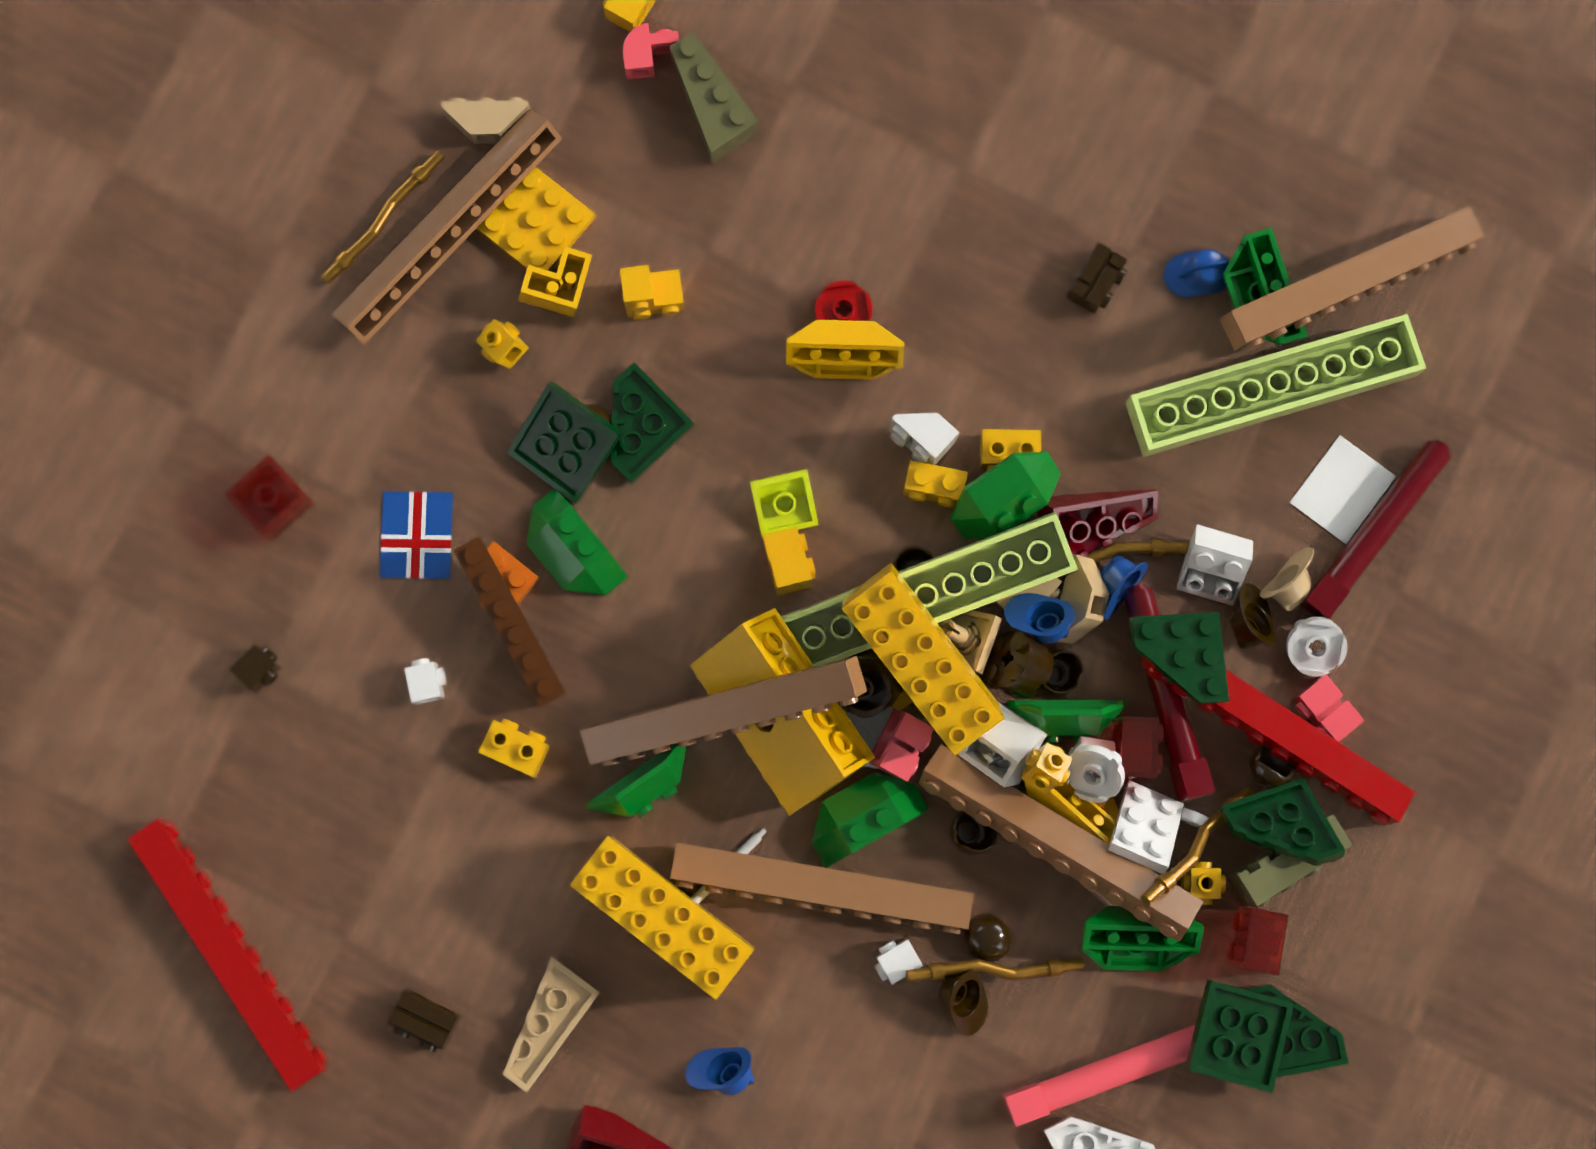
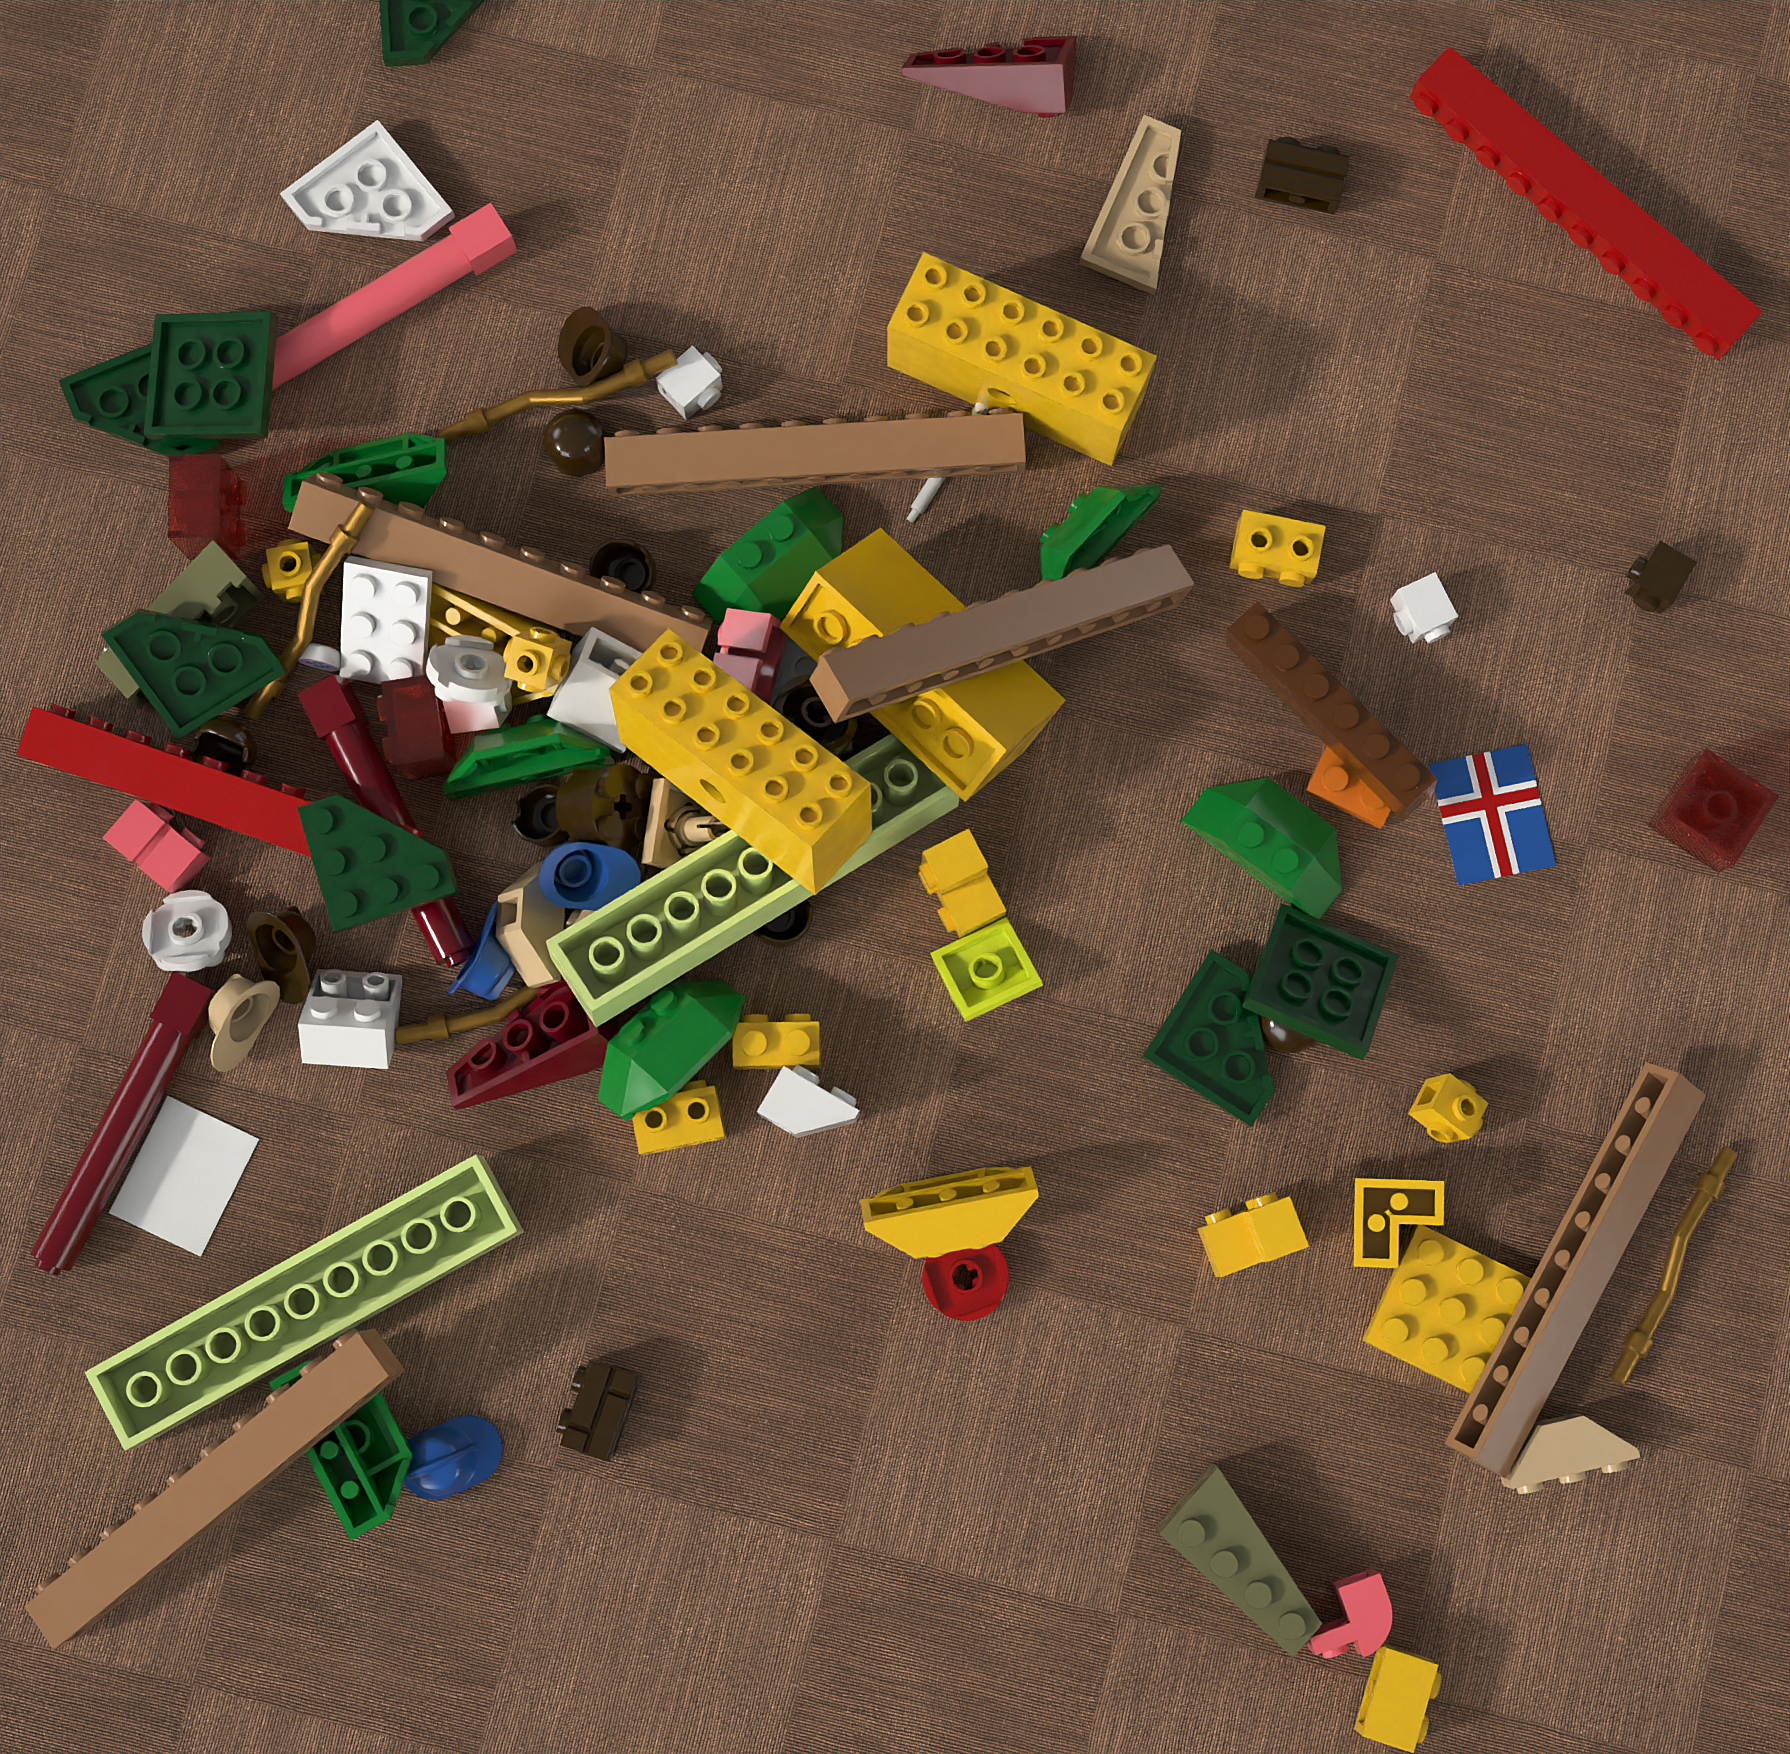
camera: 170 degrees right, 0 degrees up
(721, 1070) = (897, 194): blue piece -> none

